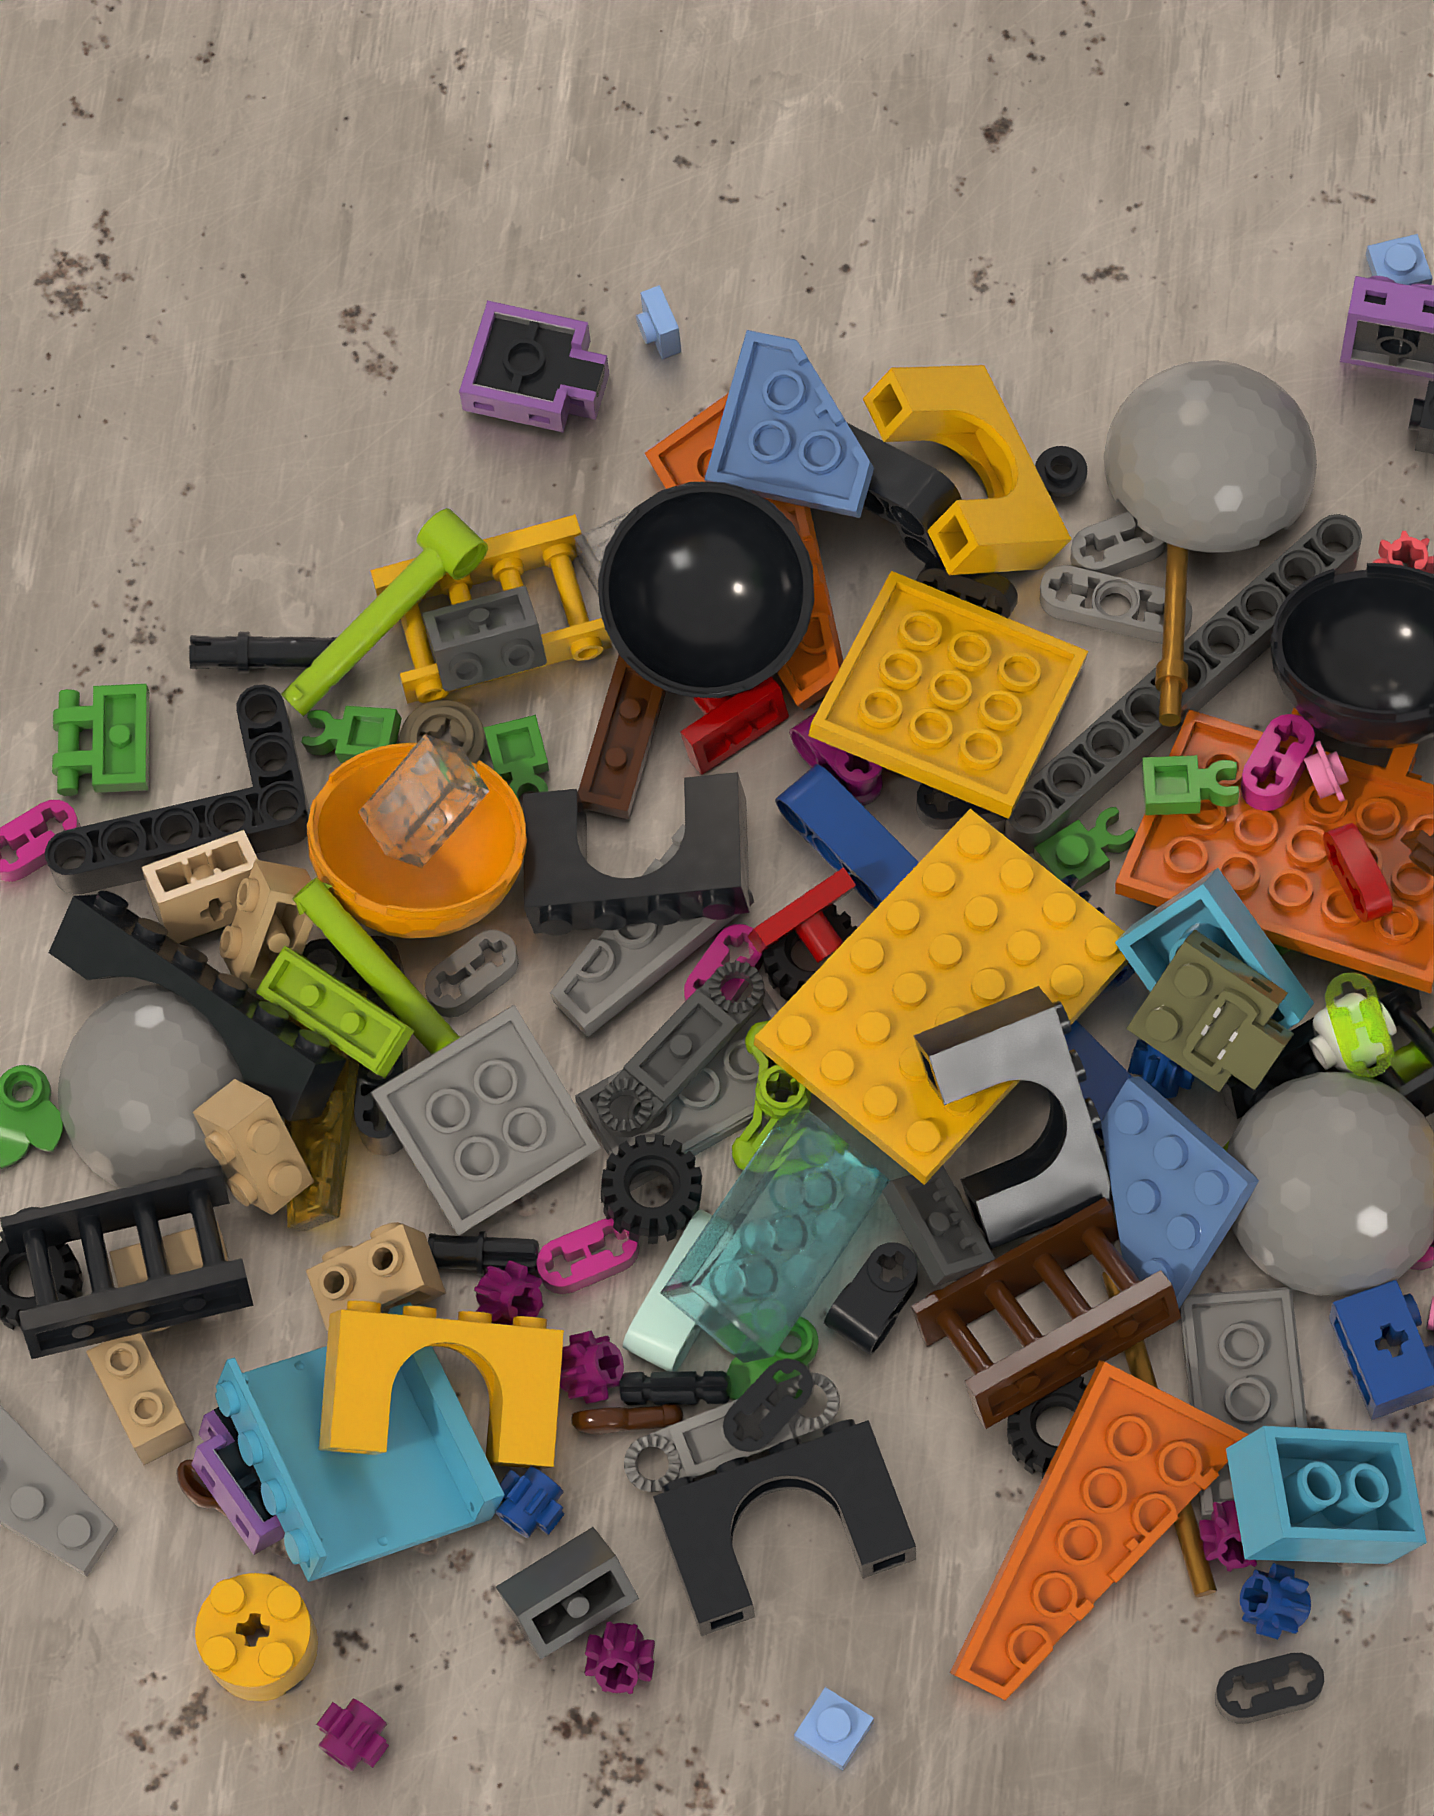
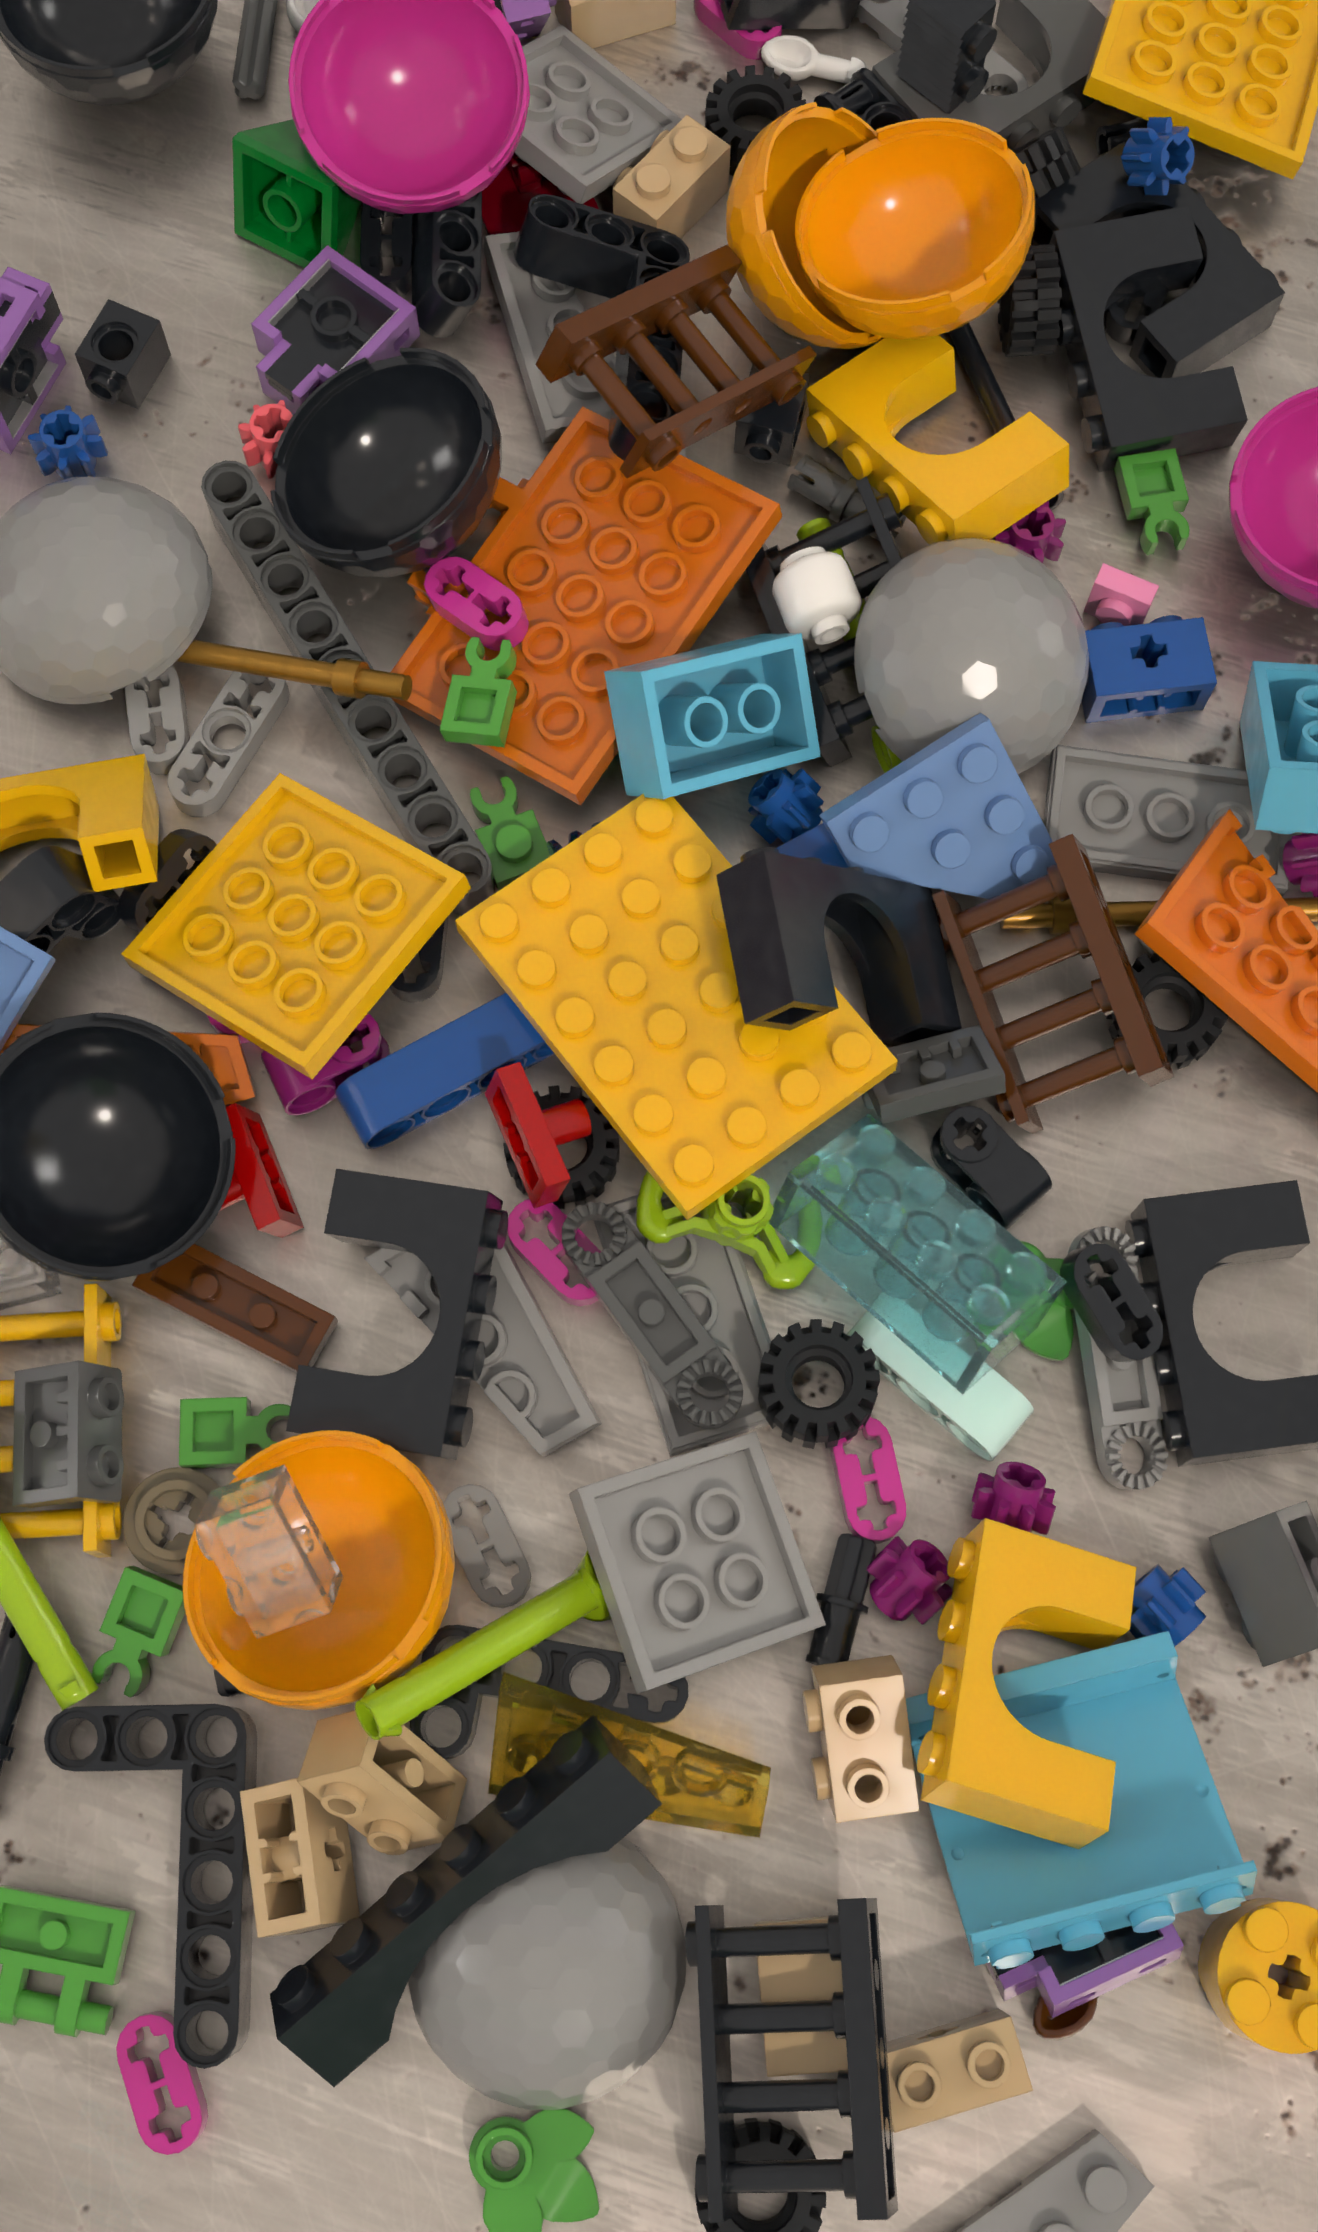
camera: 85 degrees left, 5 degrees up
(253, 1147) = (674, 1860): tan brick -> none
(335, 1011) = (526, 1717): lime tile -> none
(626, 1419) = (1072, 1485): reddish brown piece -> none
(675, 1388) = (1051, 1409): black axle -> none
(1062, 484) = (47, 736): black plate -> none
(1213, 1015) = (777, 716): olive piece -> none
(1326, 772) = (507, 552): bright pink plate -> none
(1346, 1028) = (829, 554): clear neon green beam -> none
(1358, 872) = (638, 542): red beam -> none
(1363, 399) = (68, 444): none -> blue gear

